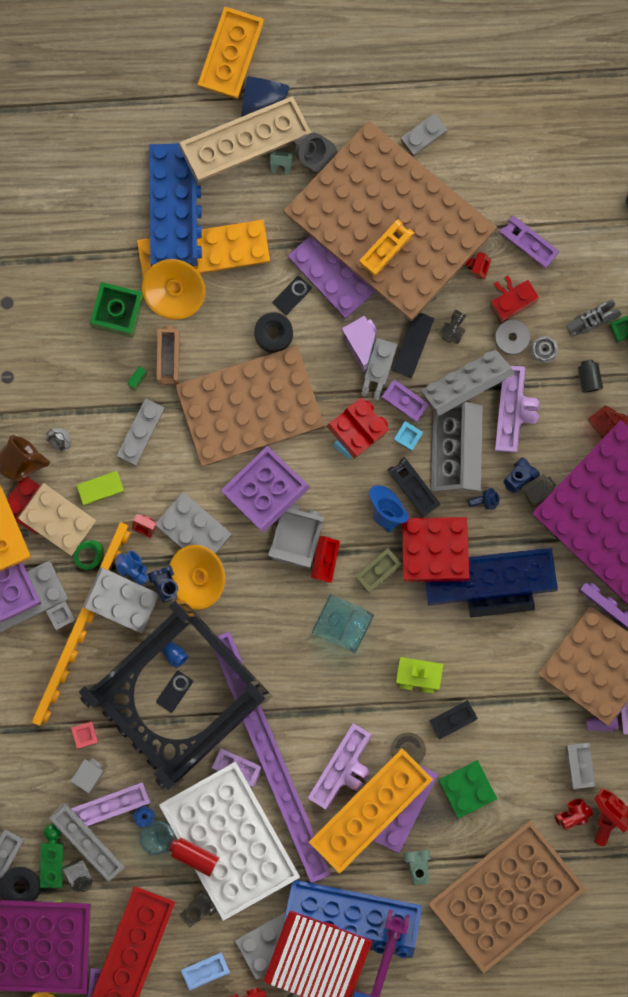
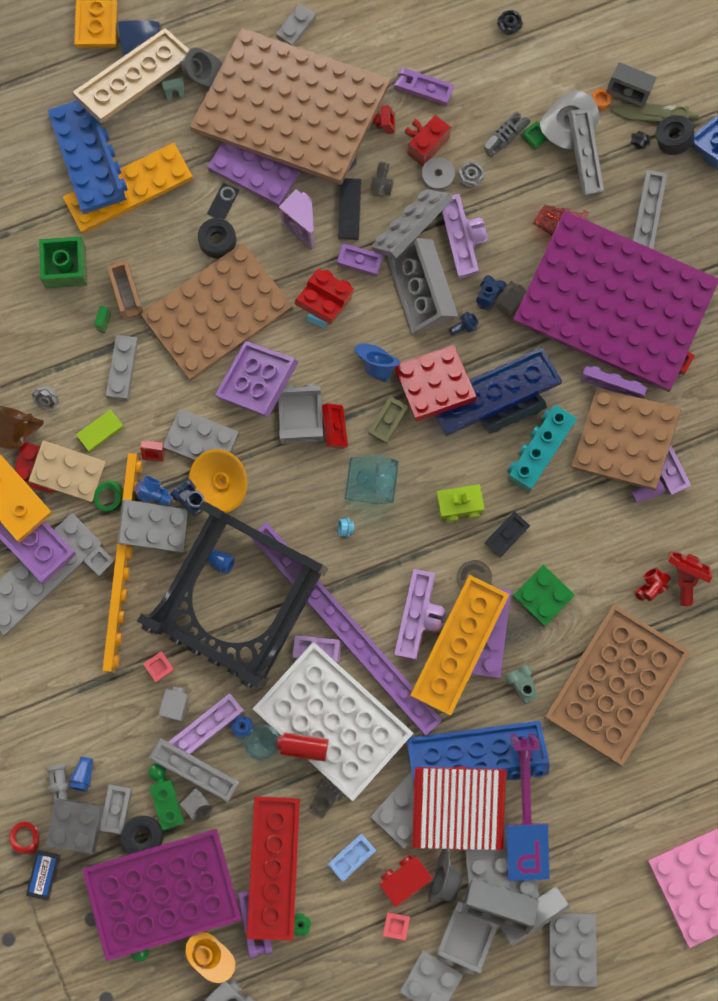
camera: 20 degrees left, 5 degrees down
(173, 289) = (110, 227): light orange hat -> none
(174, 691) = (232, 597): black sticker -> none
(302, 661) = (345, 527): none -> medium azure plate
(379, 366) = (325, 238): light grey hinge -> none
(386, 248) = (295, 125): light orange plate -> none
(408, 436) = (373, 290): medium azure plate -> none
(414, 487) = (395, 334): black plate -> none
(515, 648) = (541, 449): none -> teal brick
(580, 766) = (640, 538): light grey hinge -> none
(590, 376) = (521, 184): pearl dark grey brick -> none

